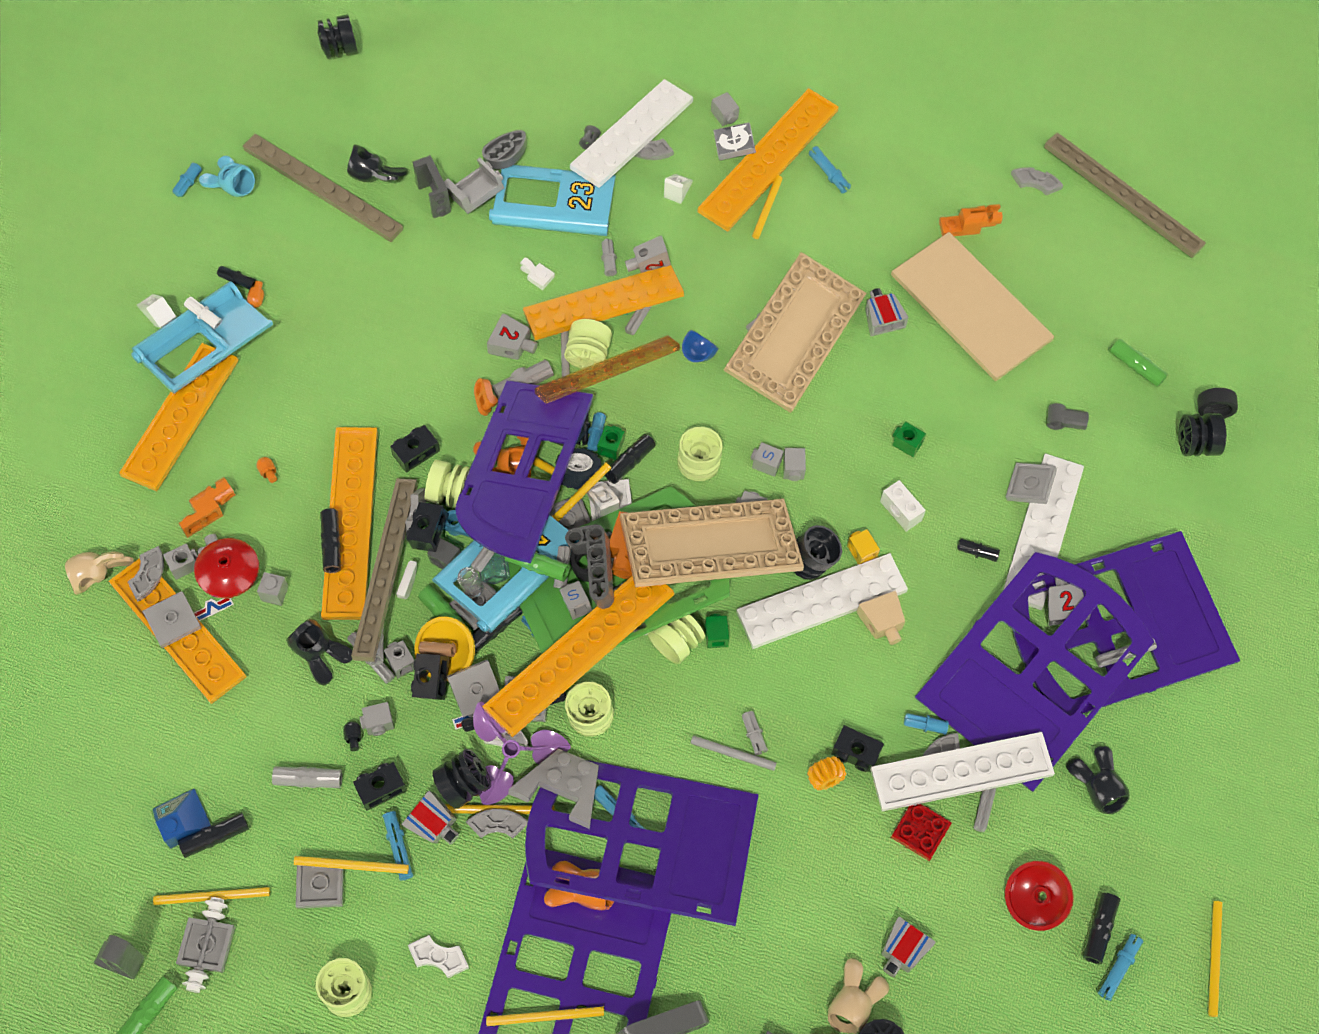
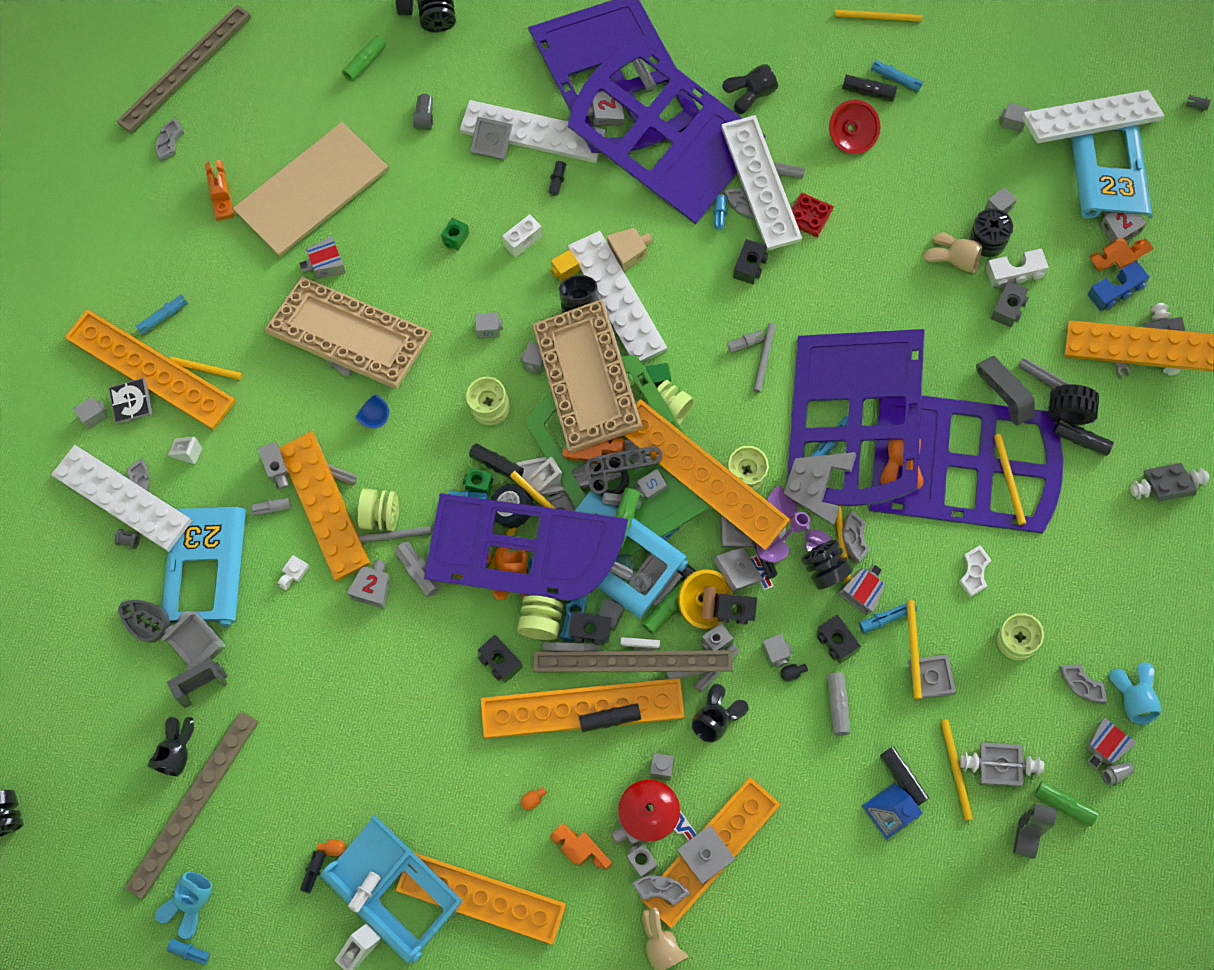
camera: 90 degrees left, 5 degrees up
(484, 396) = (430, 604): orange plate -> none
(606, 369) = (407, 488): clear orange tile -> none
(767, 459) = (485, 347): light grey brick -> none
(826, 773) = (776, 281): light orange gear -> none
(905, 947) = (908, 220): torso -> none

